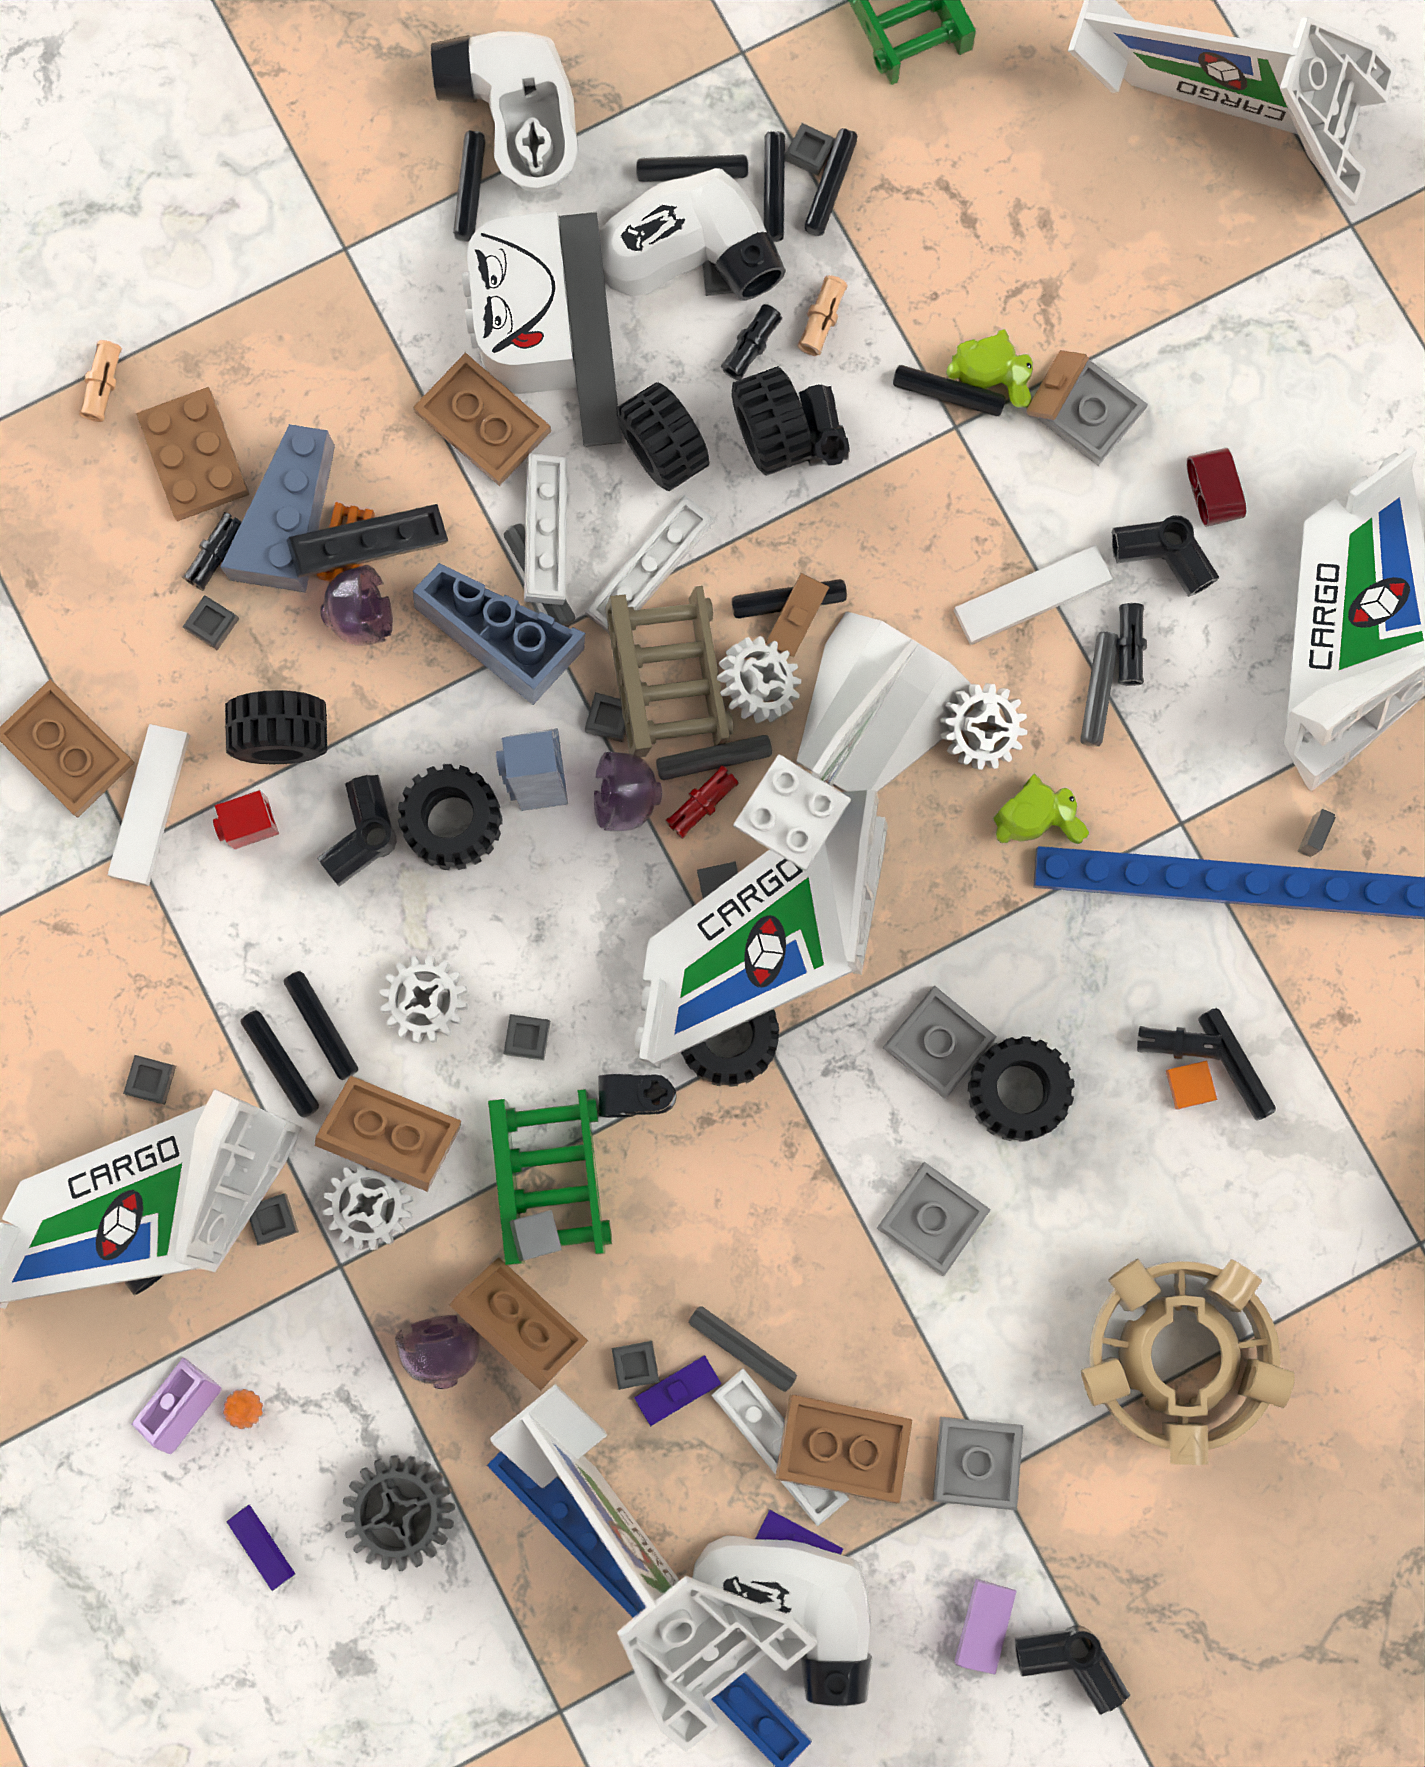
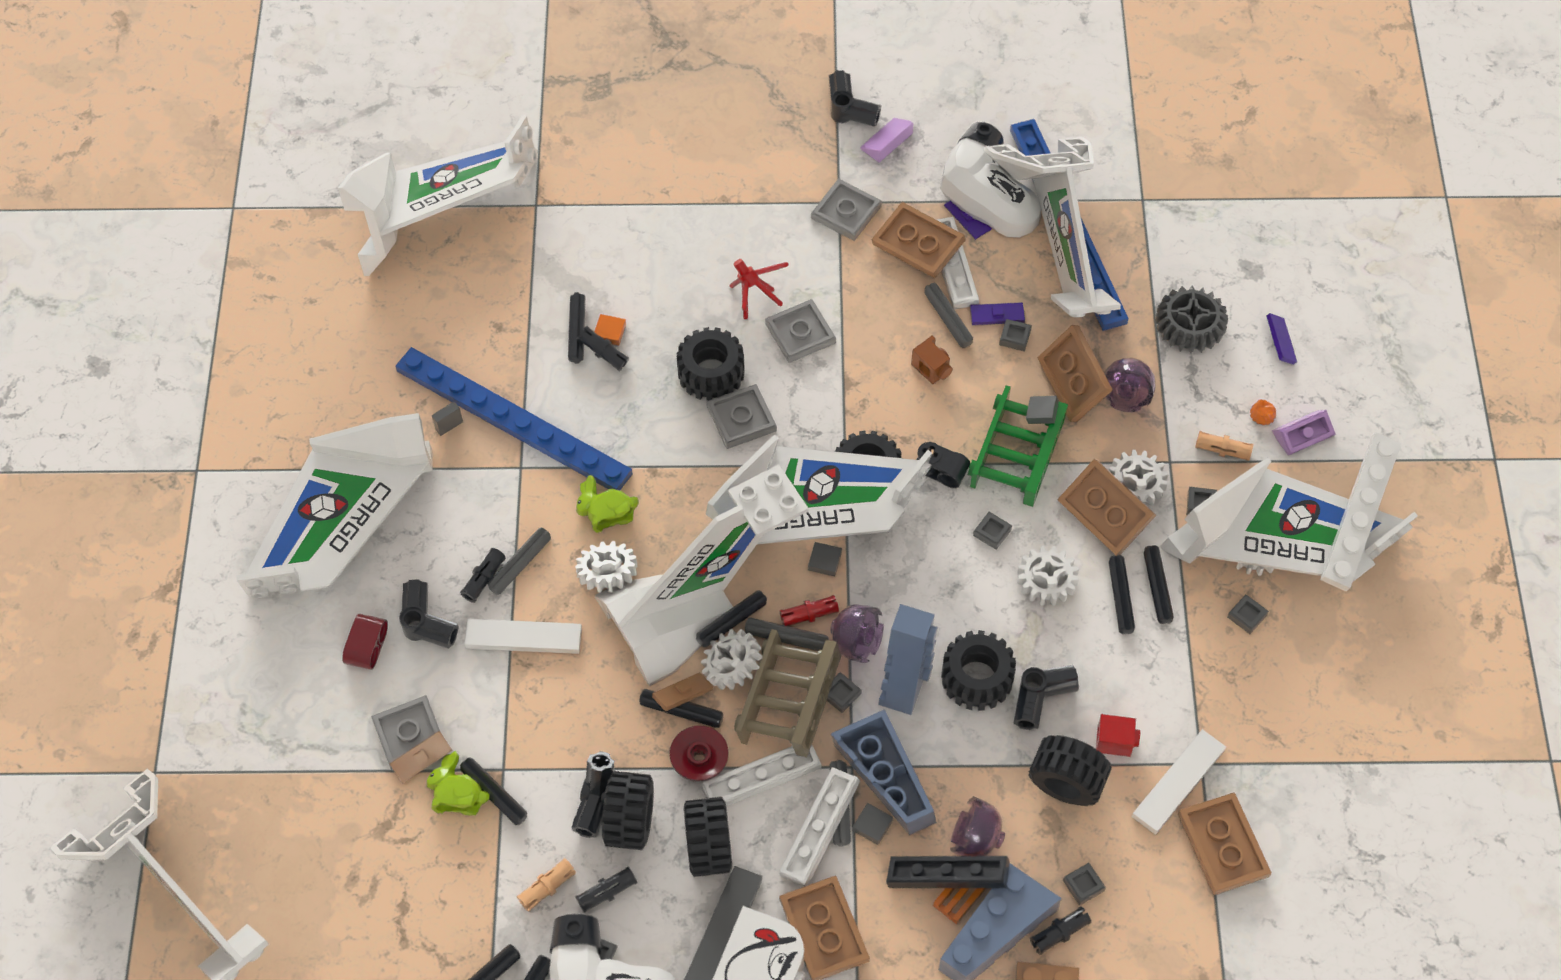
camera: 155 degrees left, 20 degrees down
(41, 1280) = (1360, 512): none -> white plate
(274, 1322) = (1224, 445): none -> light nougat pin
(490, 569) = (872, 824): none -> dark grey tile
(725, 1253) = (931, 361): none -> dark orange brick
(729, 530) = (696, 741): none -> dark red dish
(798, 723) = (731, 618): none -> black axle
(1038, 1238) = (749, 277): none -> red plant
(1111, 1378) = (711, 227): tan piece -> none

